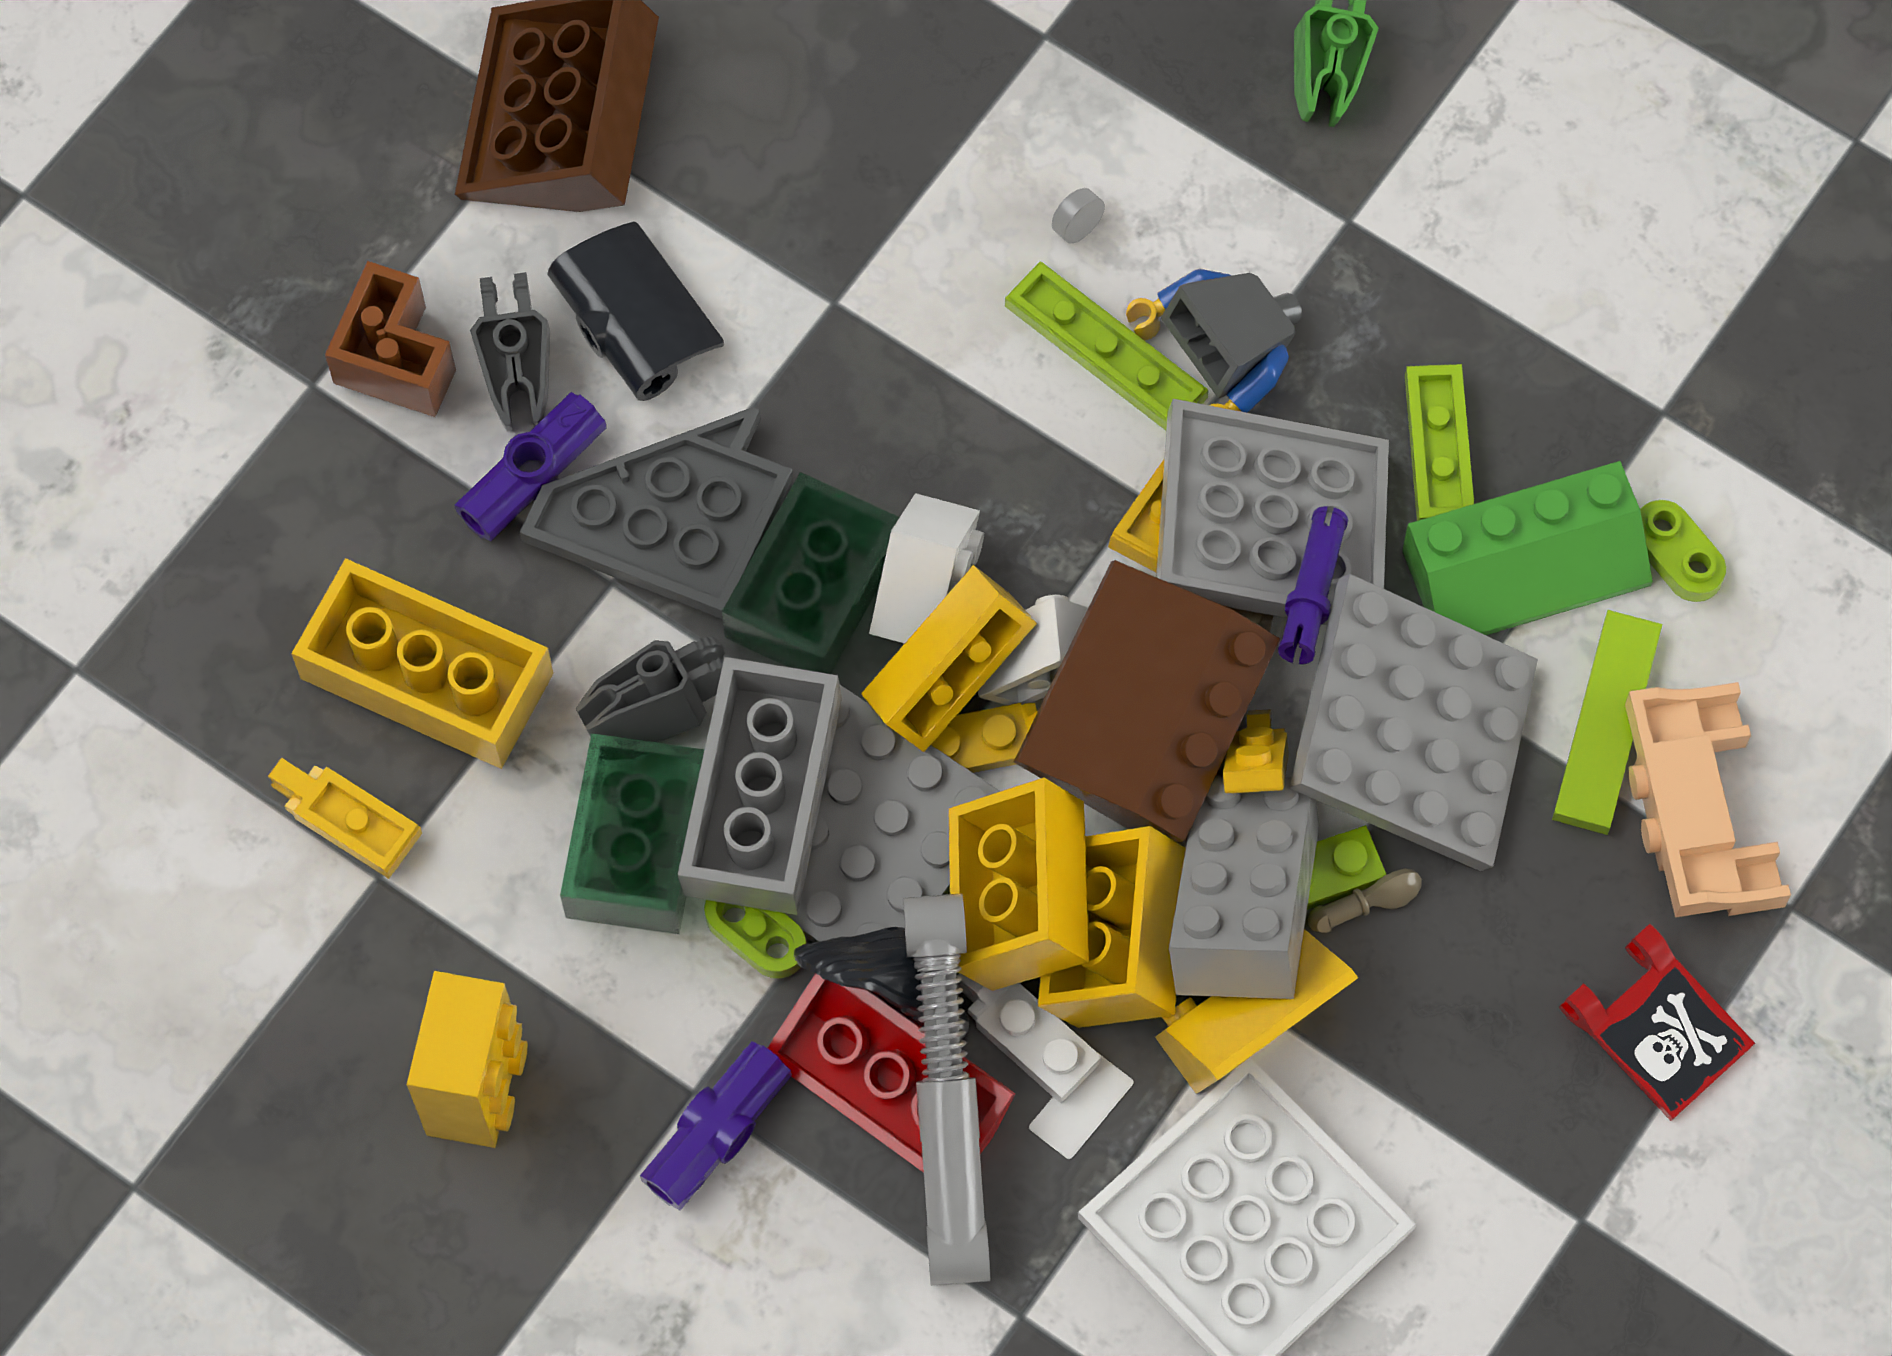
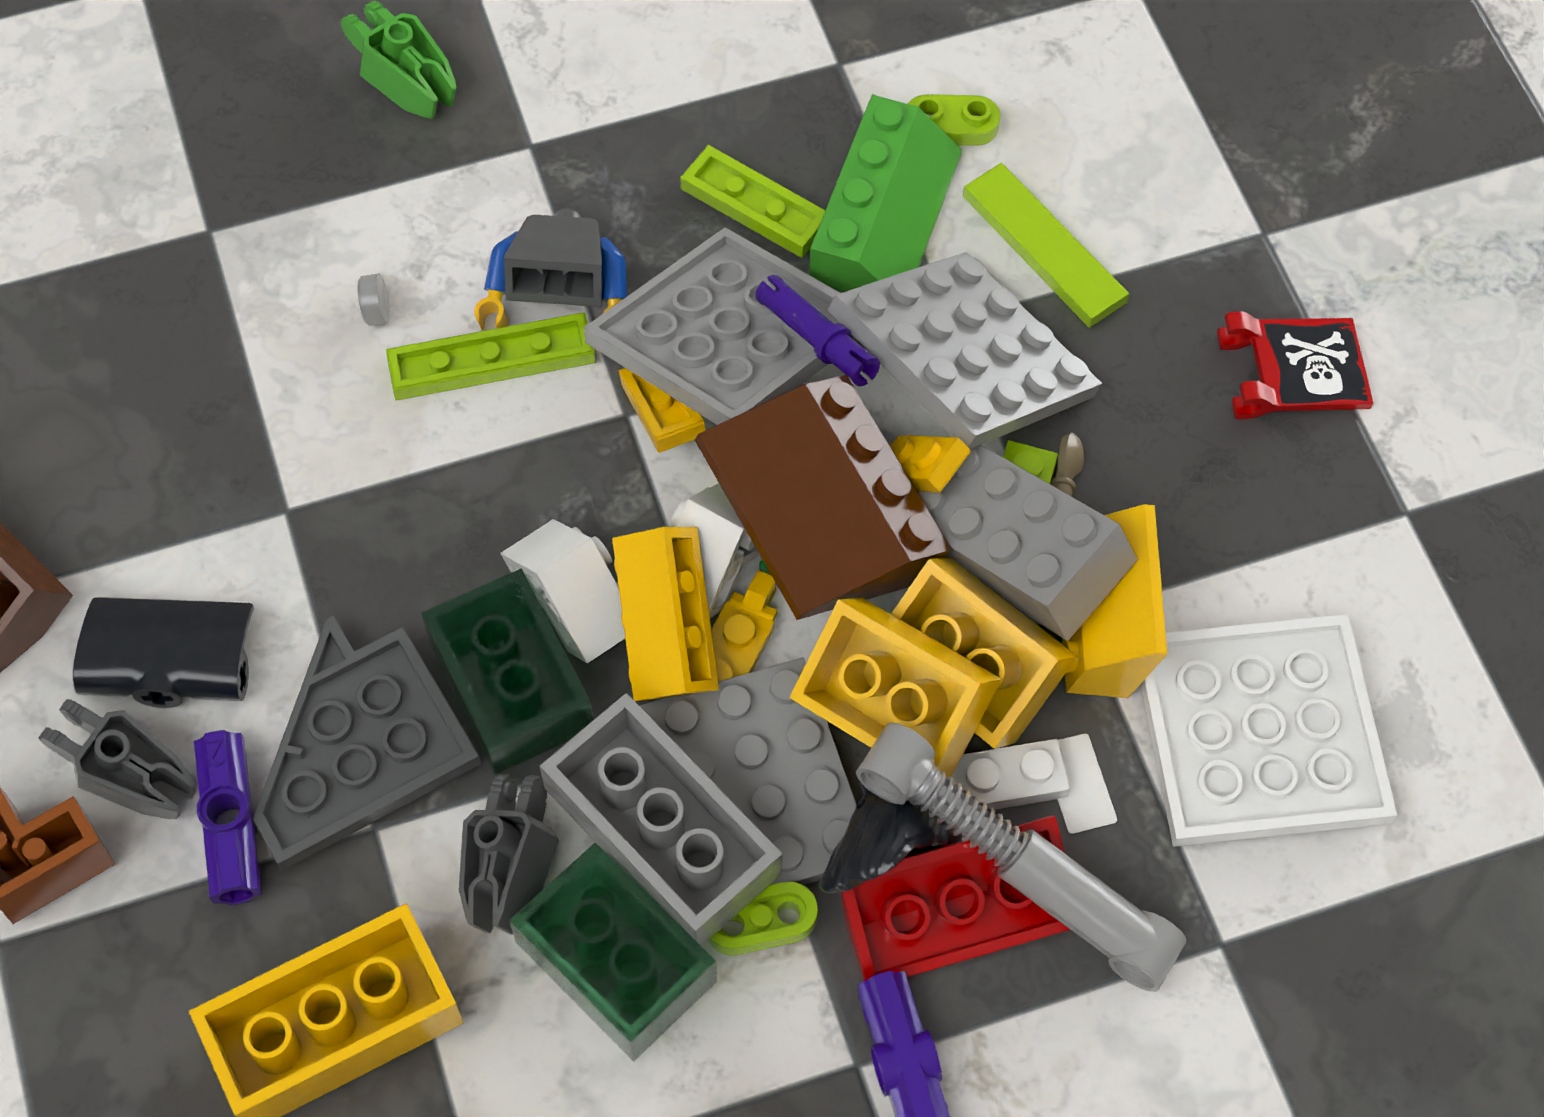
camera: 55 degrees left, 5 degrees down
(1687, 804) = (1151, 230): light nougat bracket -> none

